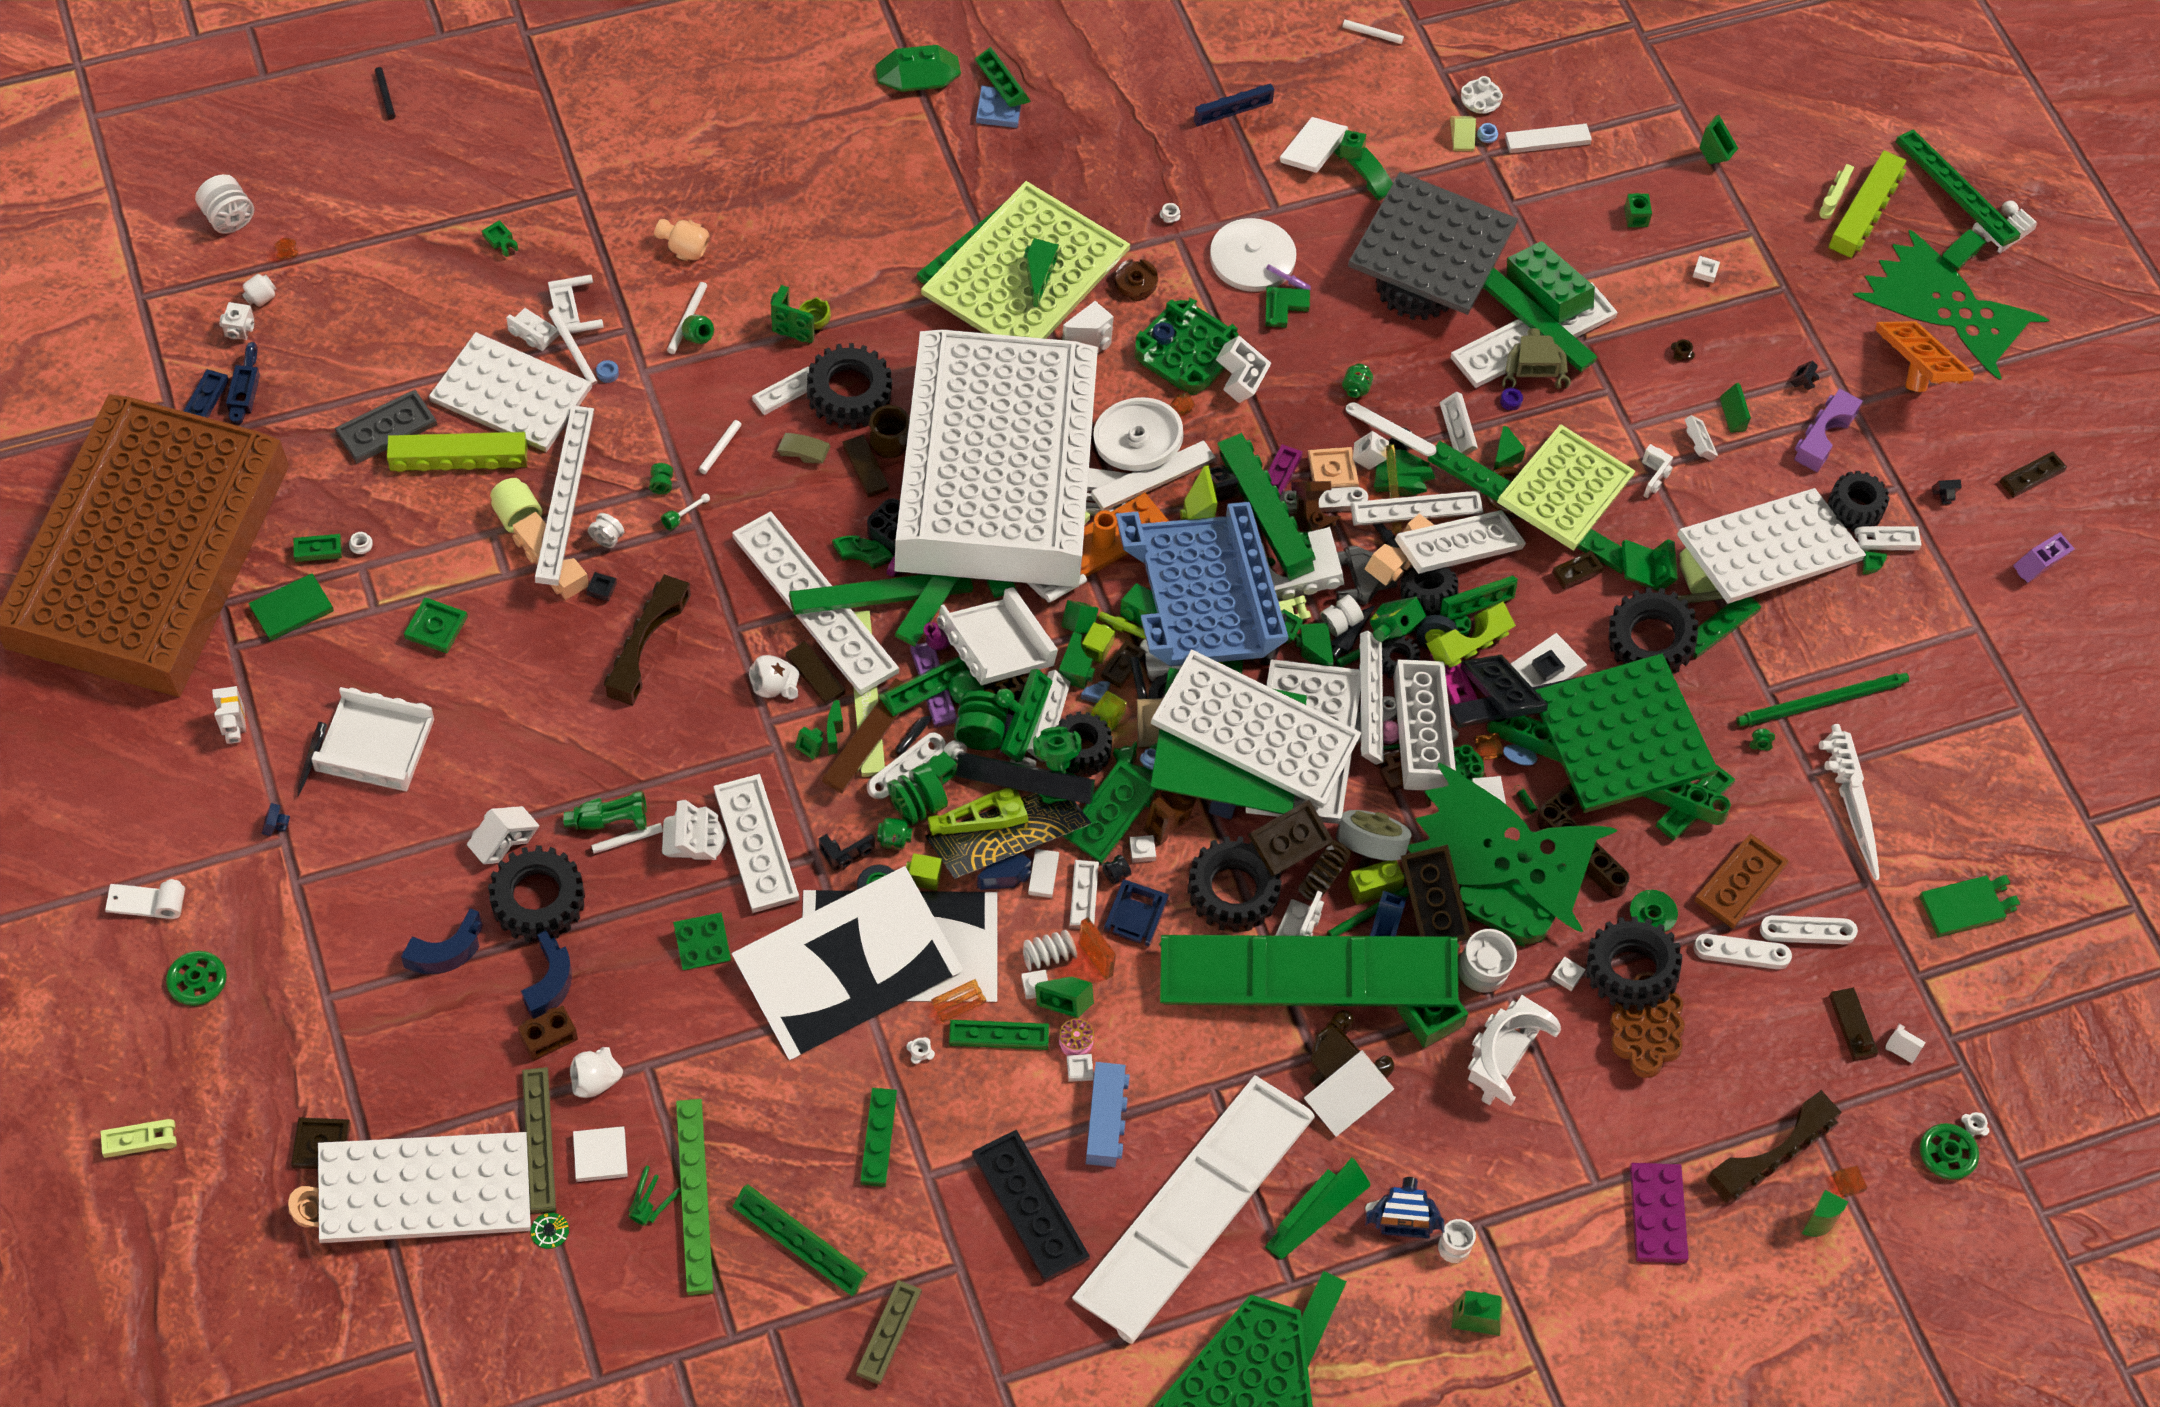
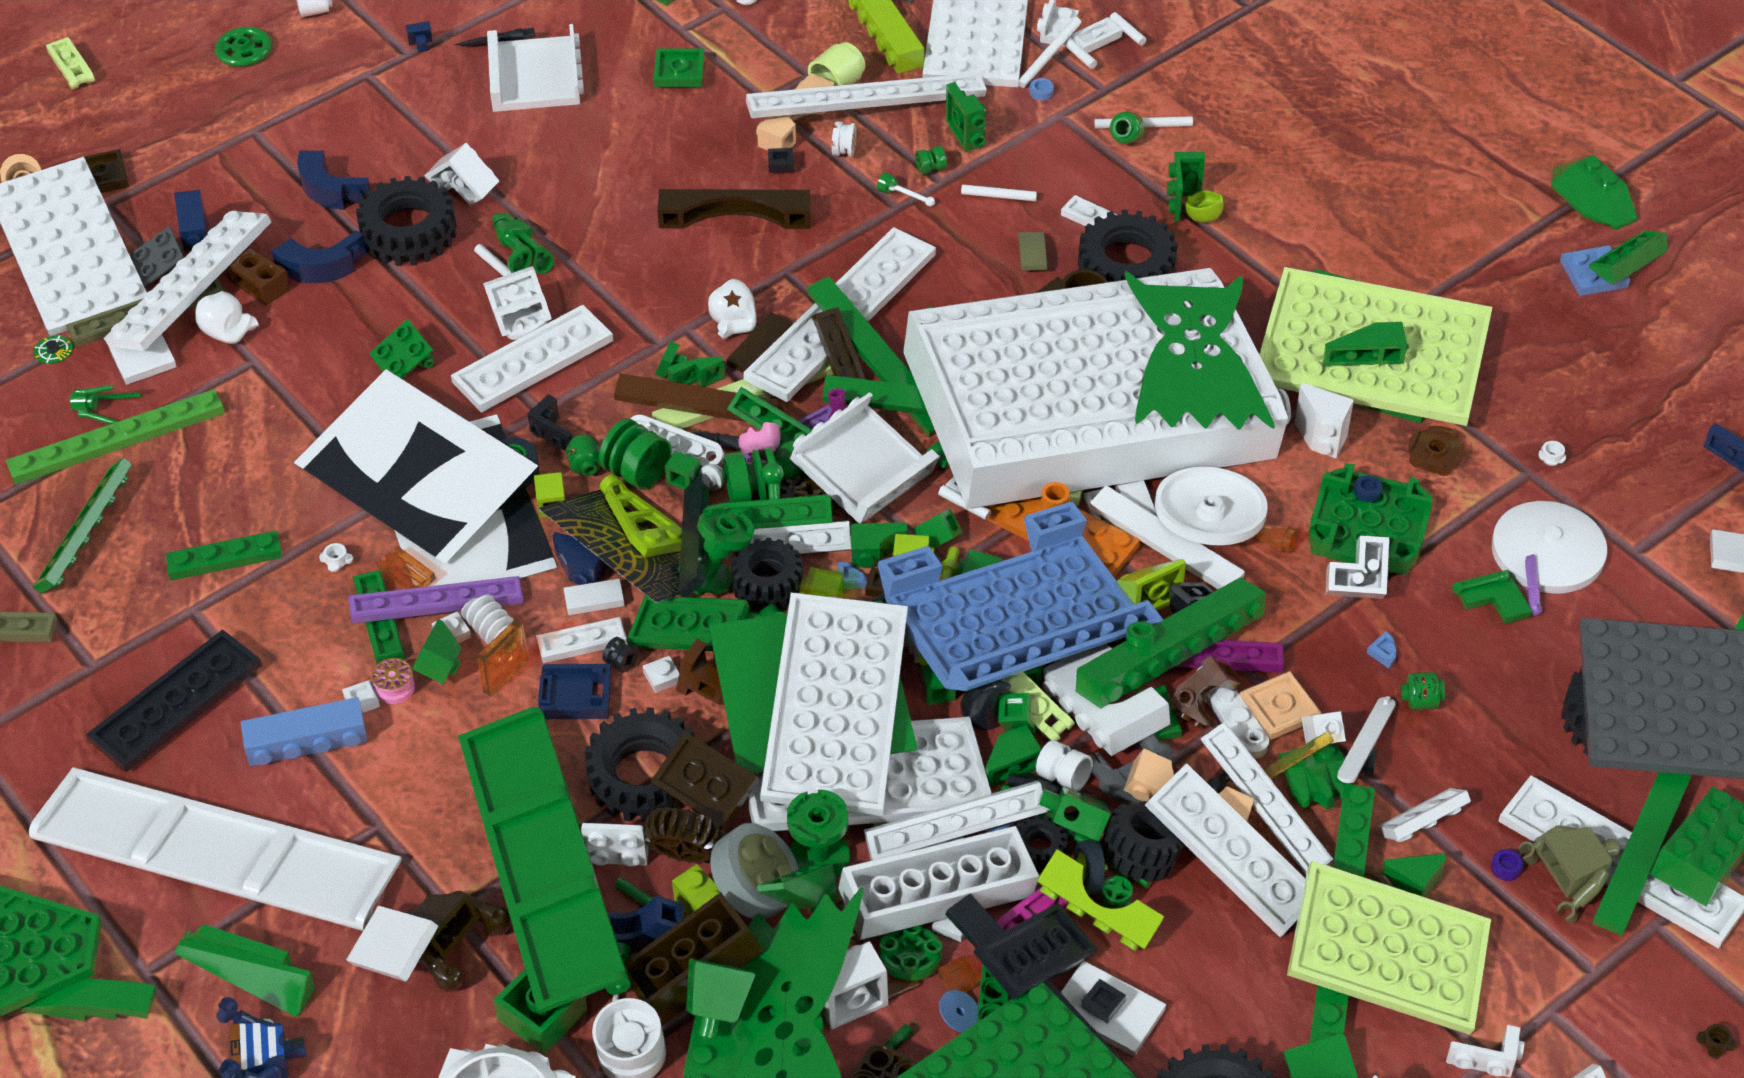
camera: 75 degrees right, 10 degrees down
(453, 1069) = (191, 218): none -> dark blue slope
(476, 1111) = (157, 256): none -> dark grey hinge
(533, 1088) = (187, 280): none -> white plate
(631, 435) = (965, 117): none -> green plate
(685, 238) = (1234, 85): light nougat piece -> none
(864, 614) = (837, 344): none -> dark brown hinge
(947, 700) = (767, 436): none -> bright pink hair
(1002, 986) = (431, 599): none -> medium lavender tile
(1048, 399) = (1170, 380): none -> green piece
(1266, 518) = (1141, 634): none -> green tile
(1305, 389) = (1383, 650): none -> medium blue tile
(1361, 778) = (818, 826): none -> green piece
(1398, 807) = (803, 887): none -> green slope
(1479, 598) = (1161, 895): green tile -> none
(1482, 886) = (716, 993): none -> green torso
(1577, 569) = (1278, 1004): dark brown plate -> none

